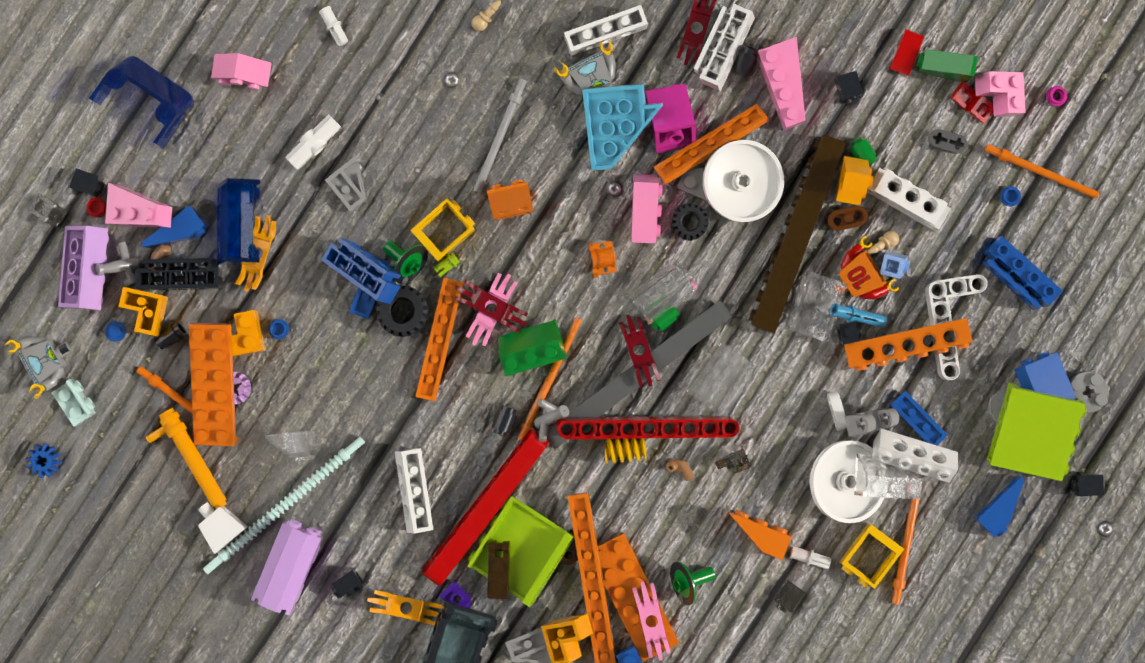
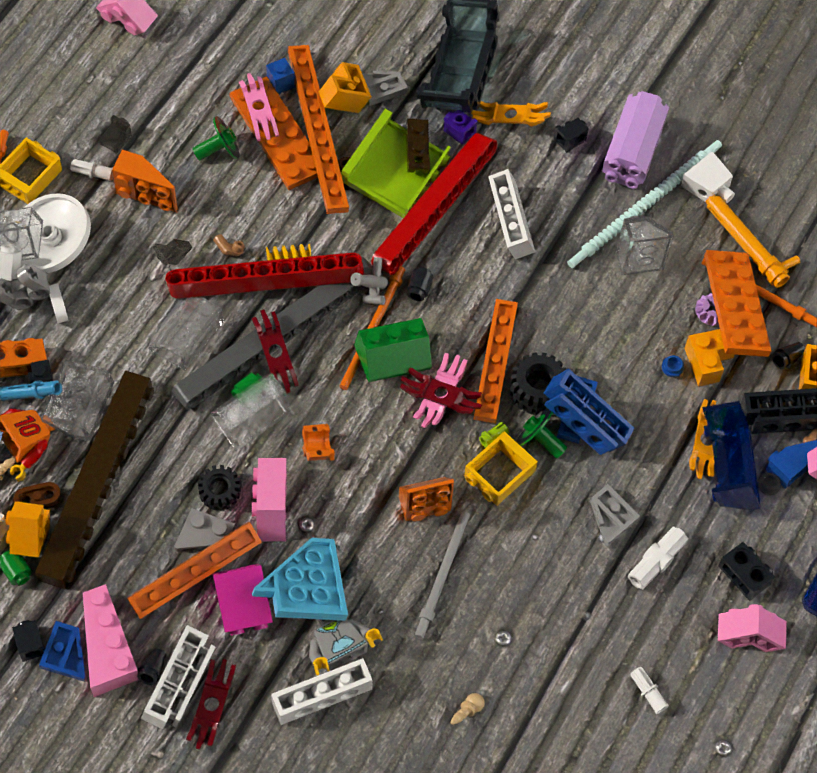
camera: 175 degrees right, 25 degrees down
(241, 124) = (741, 573): none -> black brick
(743, 181) = (157, 528): white dish -> none
(818, 76) = (64, 652): none -> blue wing

